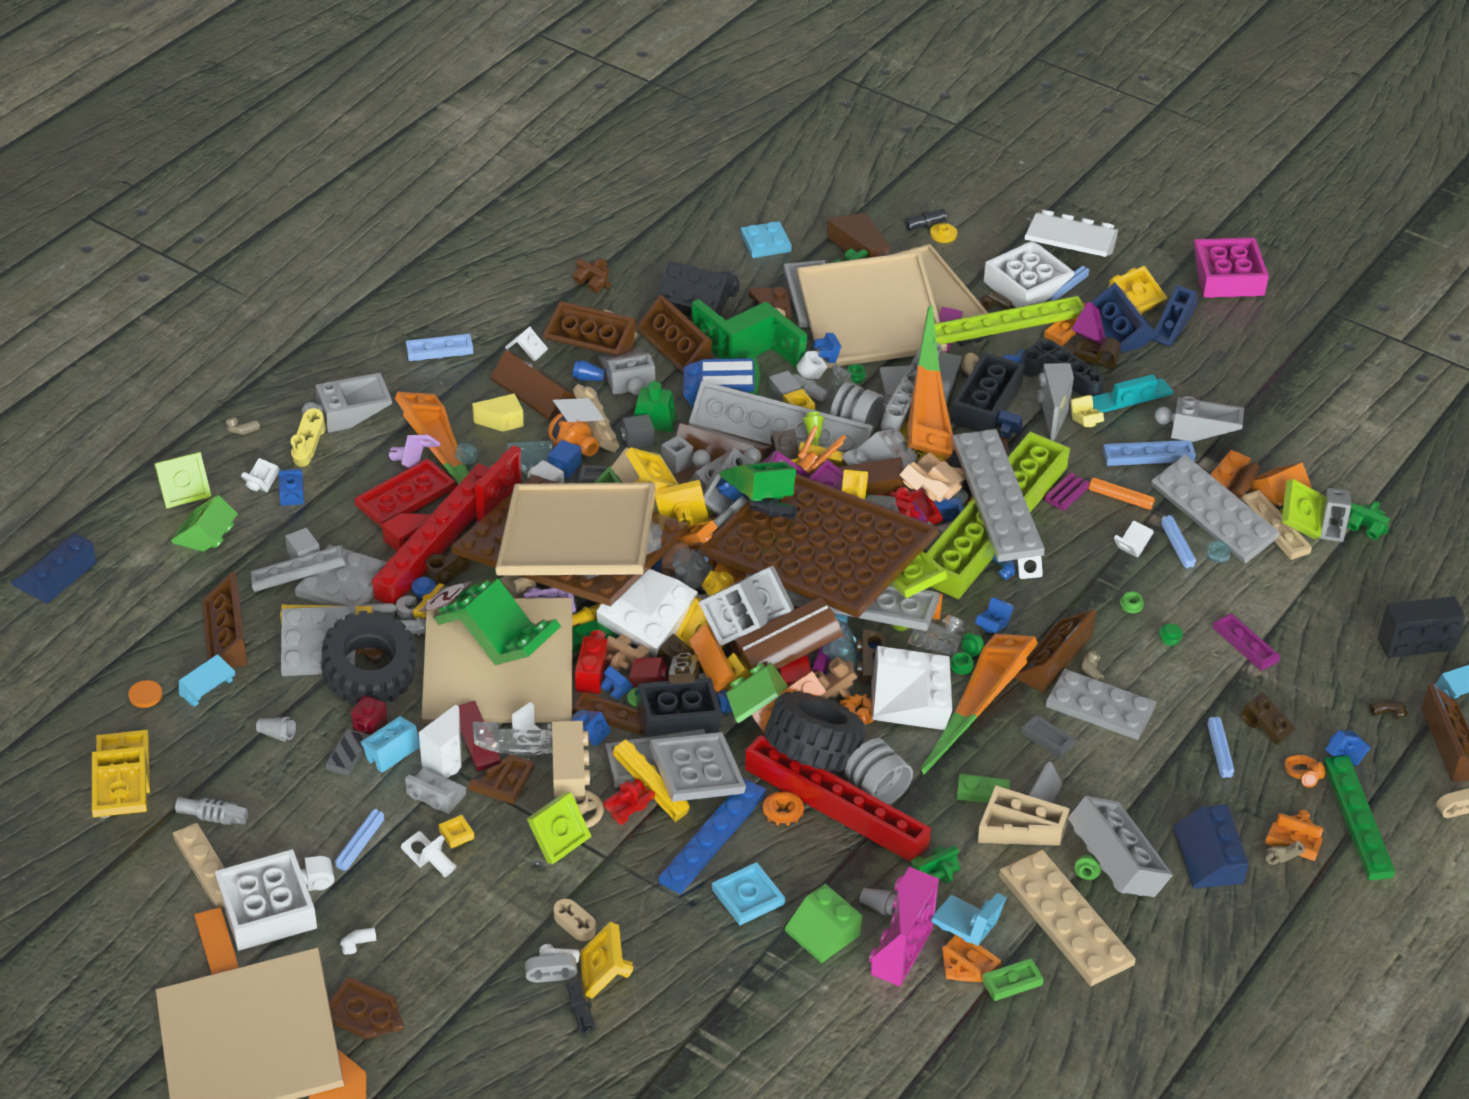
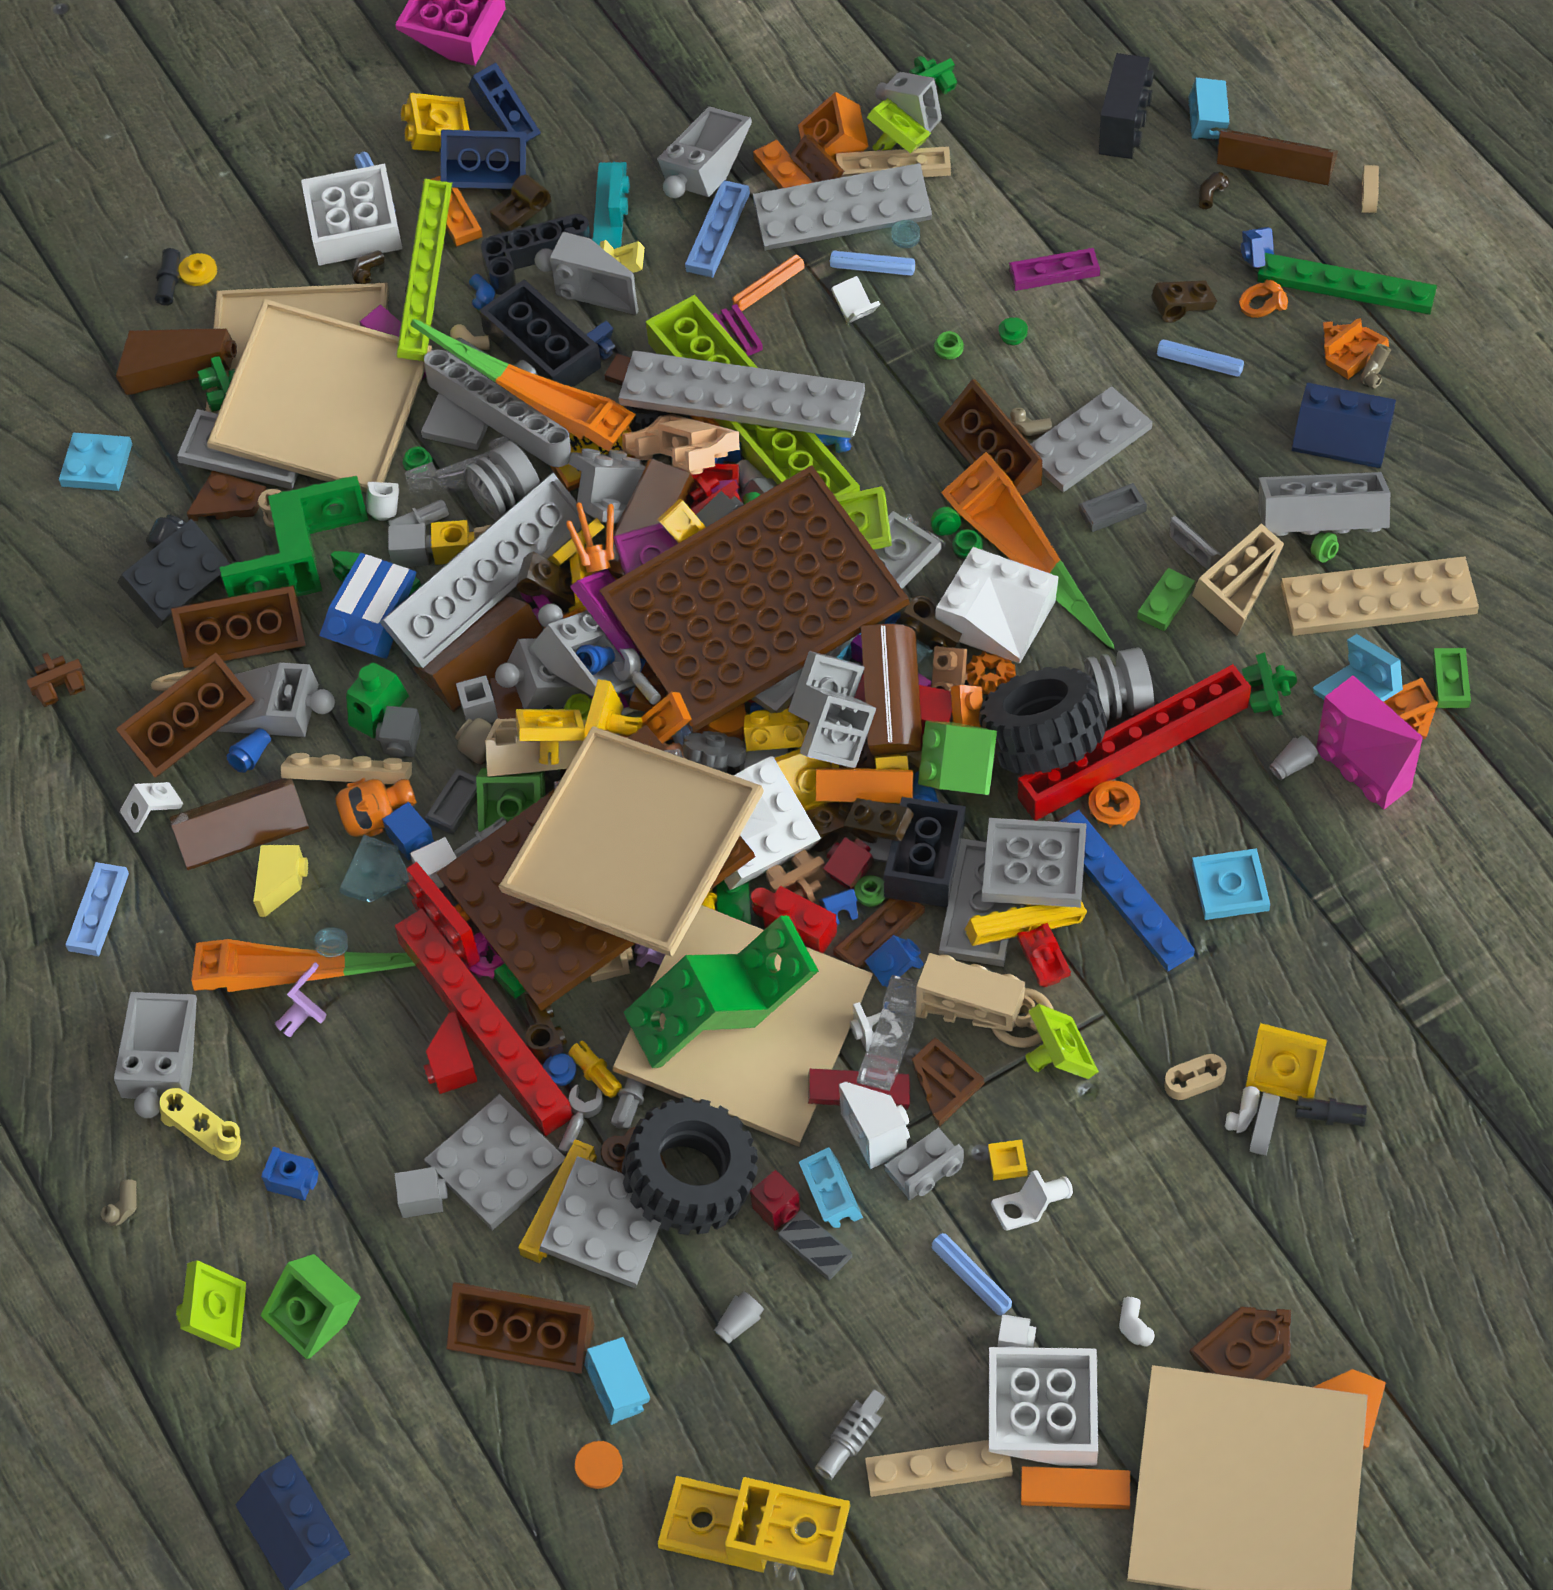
camera: 60 degrees left, 15 degrees up
(261, 476) = (245, 1205): white bracket -> none
(297, 568) = (459, 1208): light grey tile -> none
(405, 492) = (372, 1038): red plate -> none
(444, 596) = (635, 1039): sticker -> none
(579, 409) = (341, 779): white sticker -> none
(762, 479) = (630, 613): green slope -> none
(774, 508) = (679, 621): black pin -> none
(811, 420) = (520, 532): lime cone -> none
(824, 923) = (1308, 824): bright green slope -> none
(828, 347) = (371, 465): blue tile -> none
(996, 616) = (912, 482): blue bracket -> none
(1072, 234) = (308, 138): white slope -> none
(1089, 324) = (478, 191): magenta slope -> none

